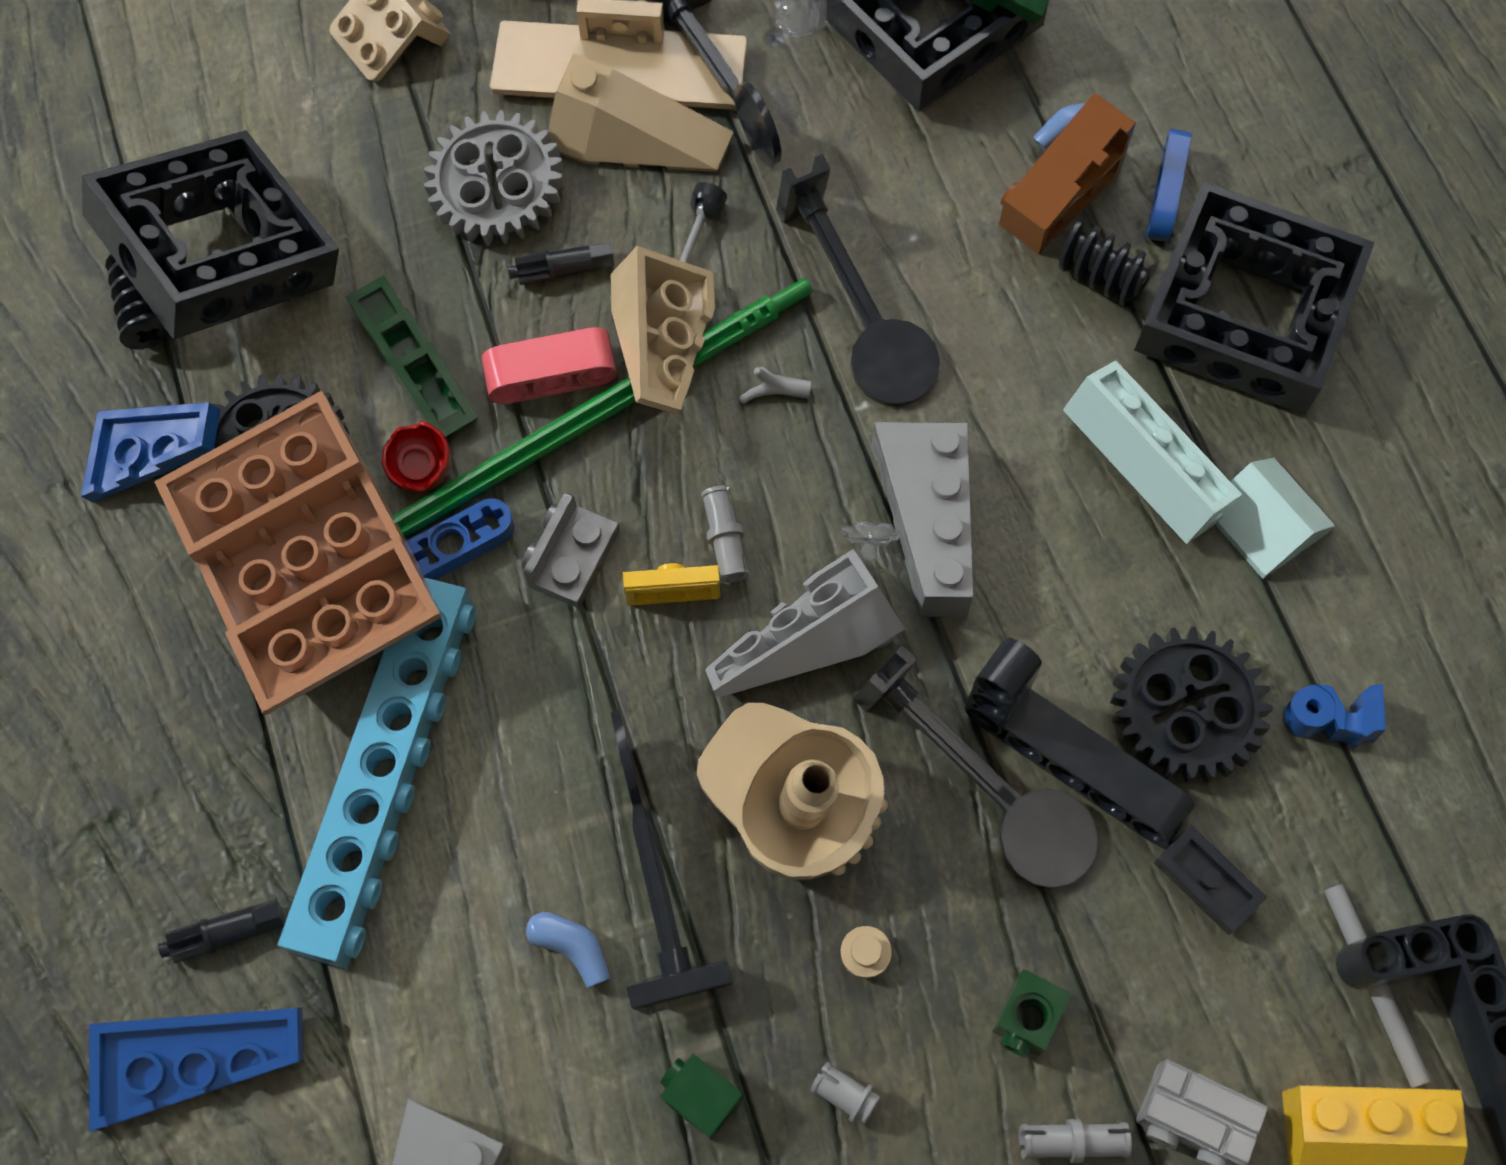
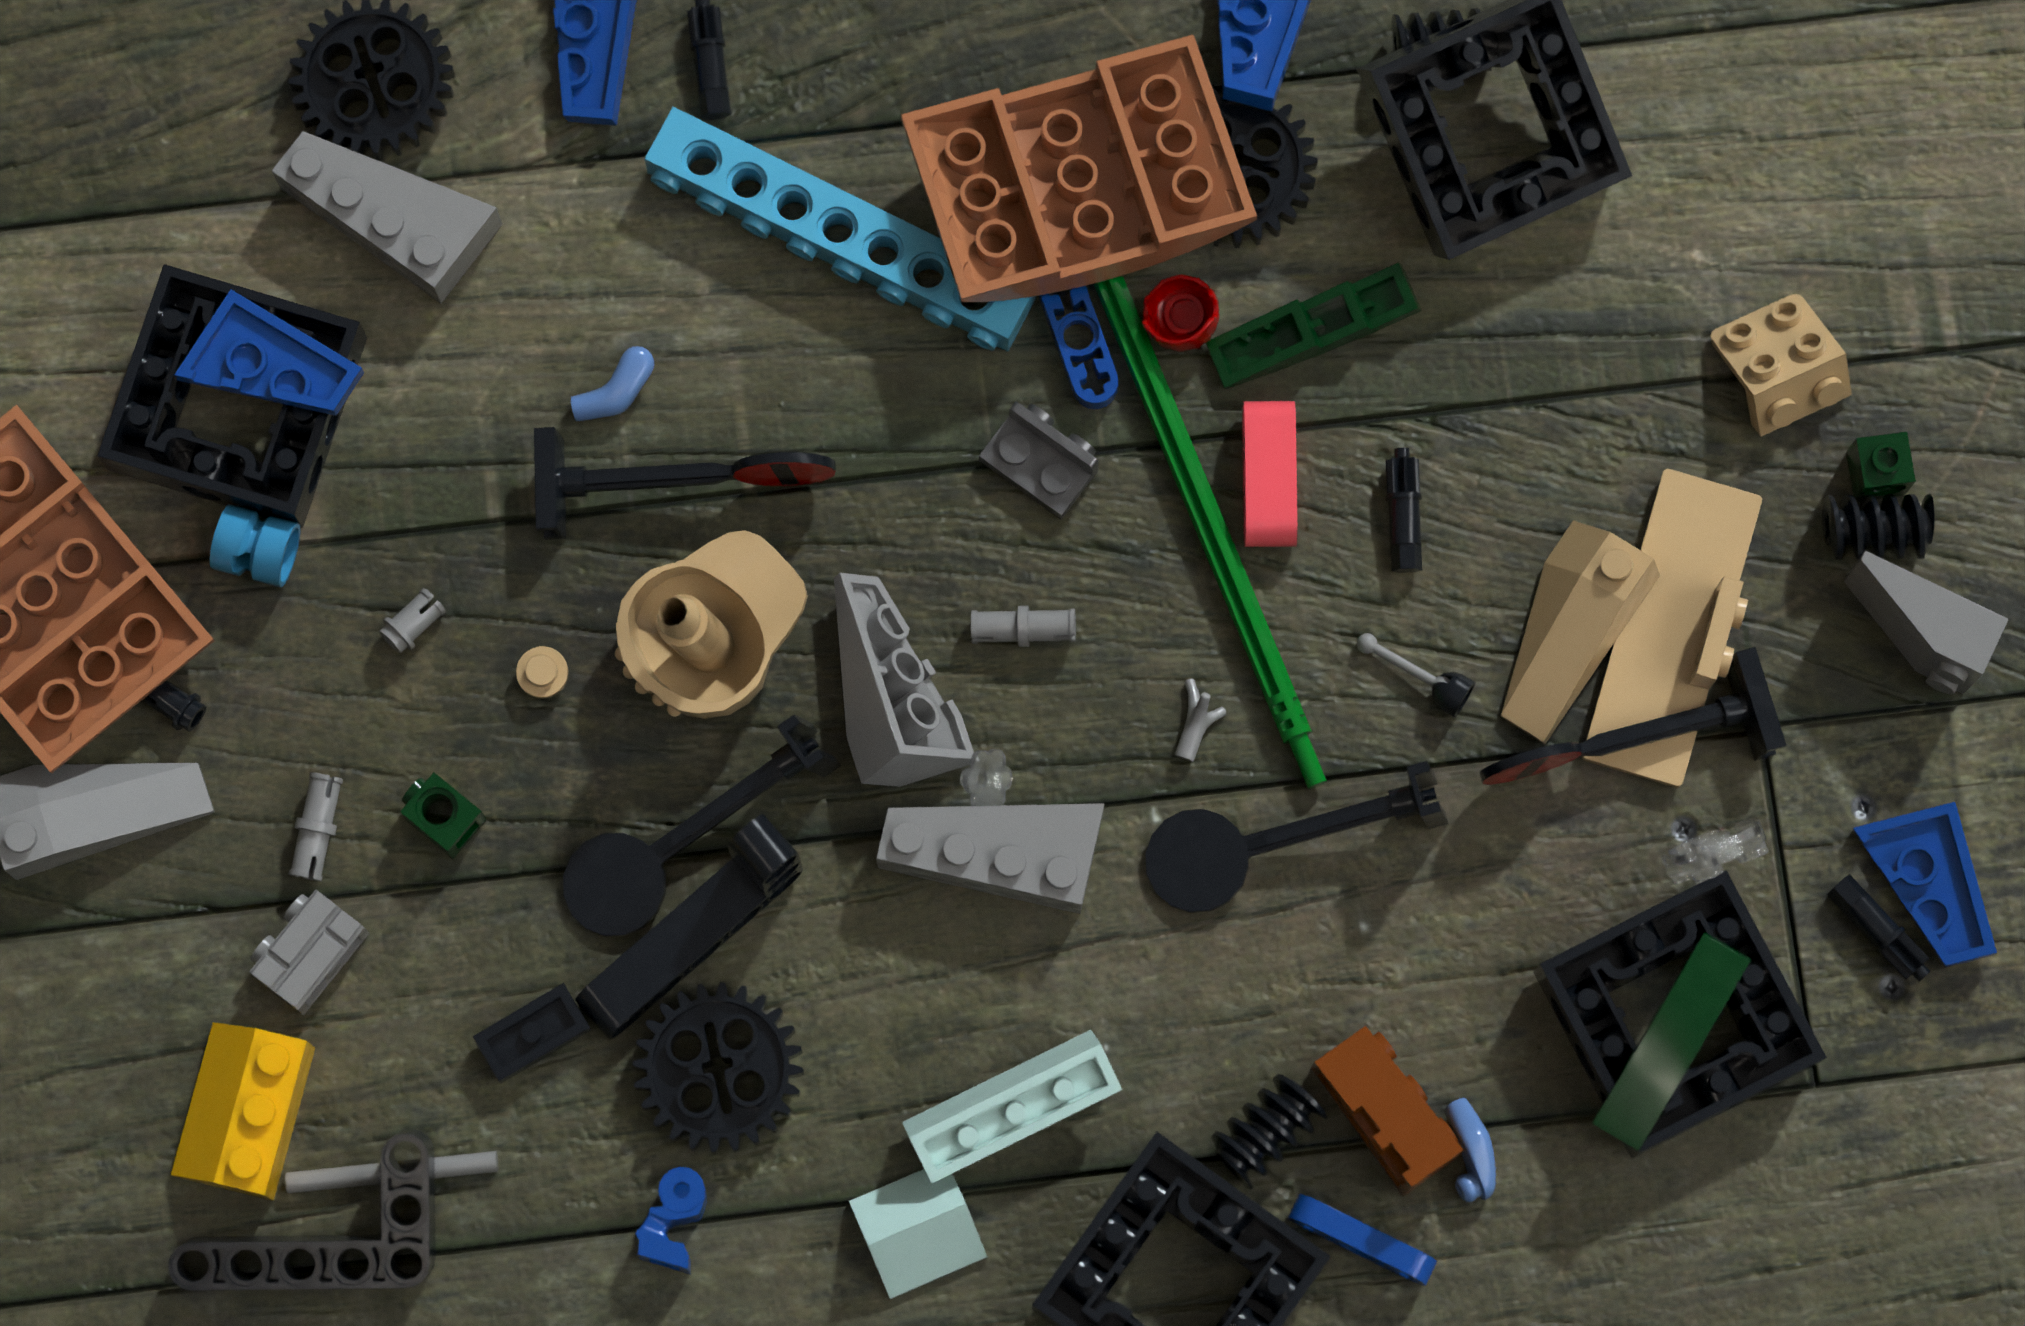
camera: 100 degrees right, 10 degrees up
(455, 184) = (1532, 497): light grey gear -> none
(660, 323) = (1289, 601): tan wedge -> none
(671, 584) = (976, 556): yellow plate -> none
(699, 1095) = (441, 482): dark green brick -> none

